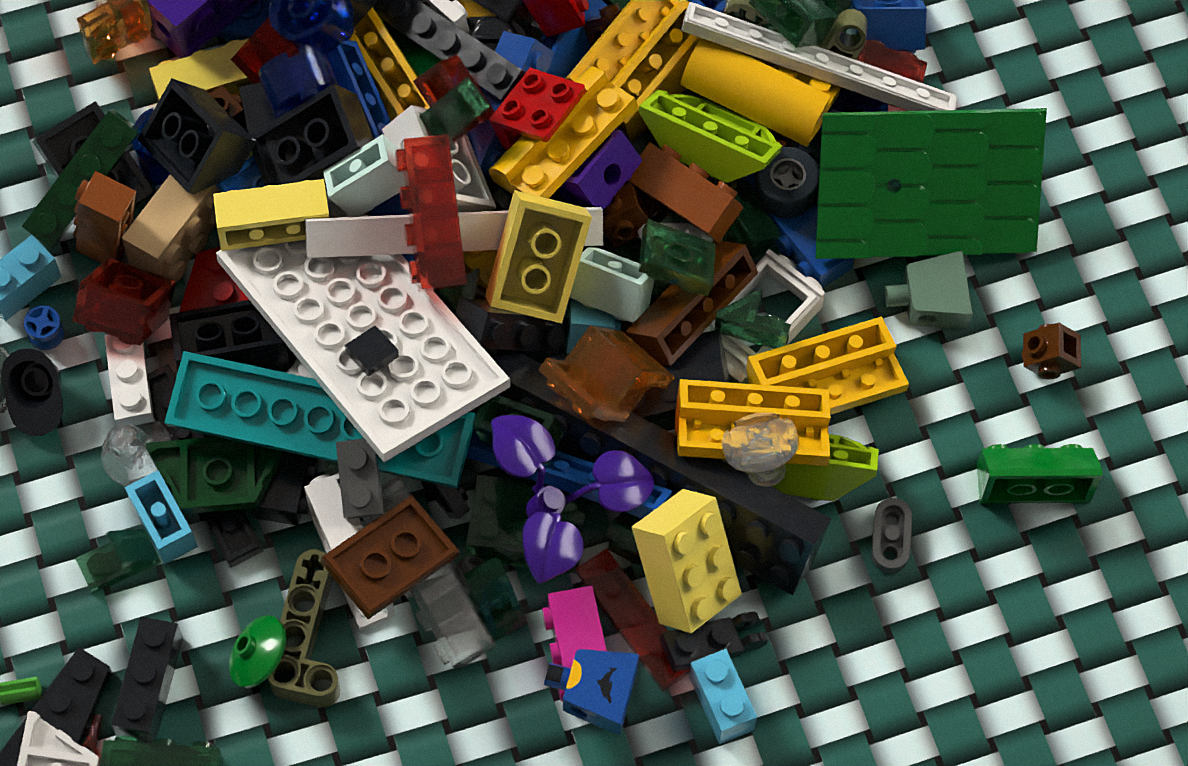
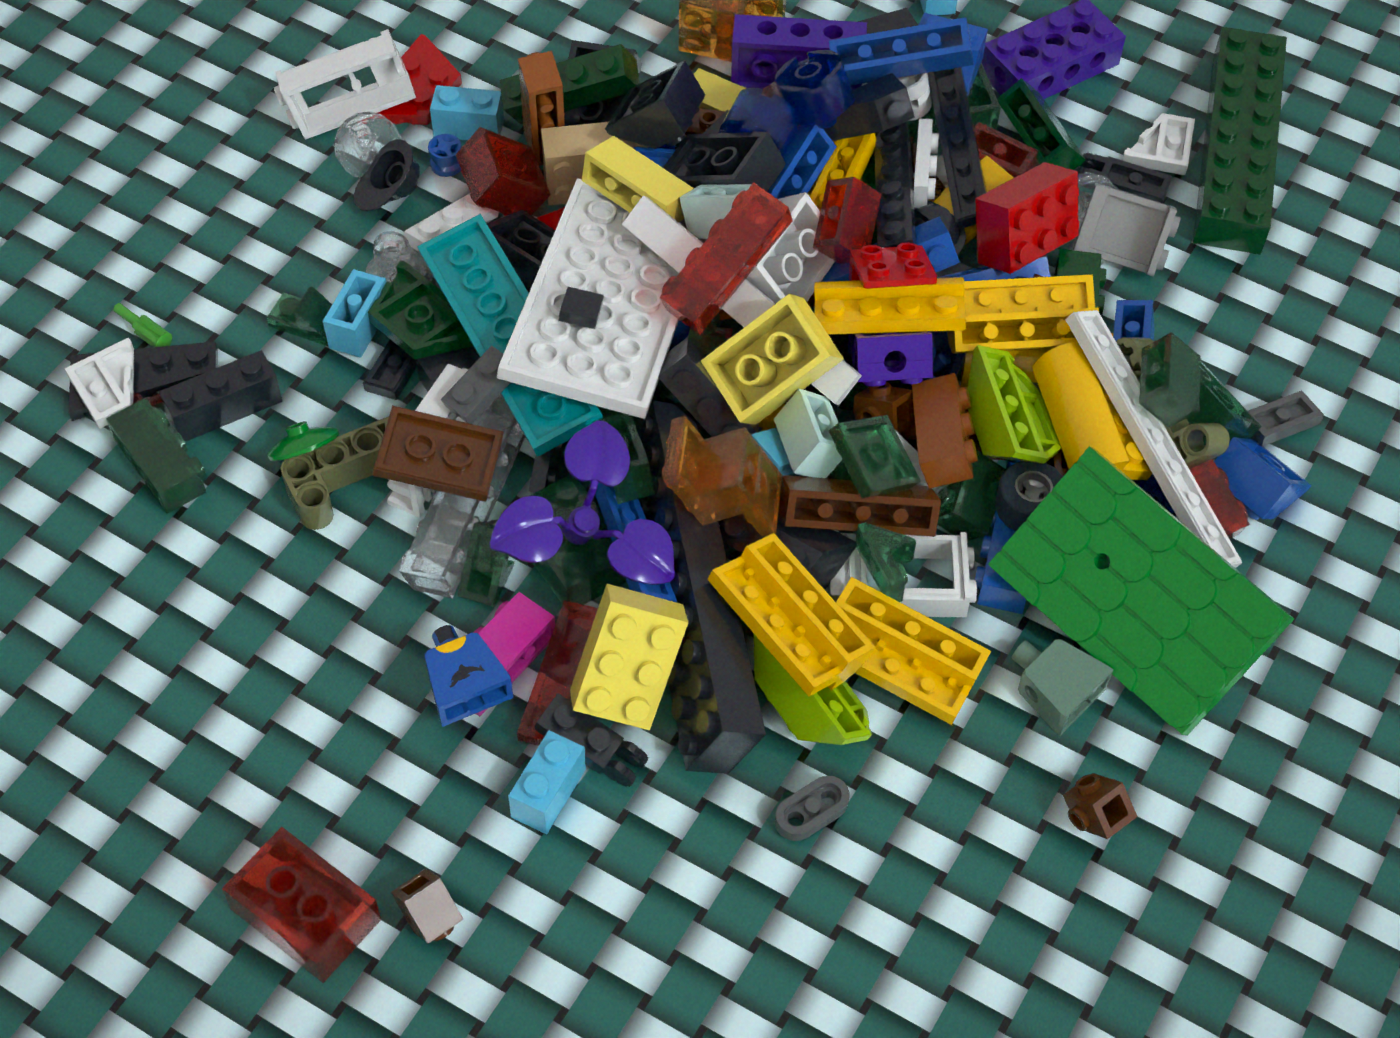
camera: 50 degrees right, 10 degrees down
(455, 110) = (830, 215): clear green slope -> none
(759, 445) = (766, 621): clear tile -> none
(1037, 474) = (975, 877): green slope -> none

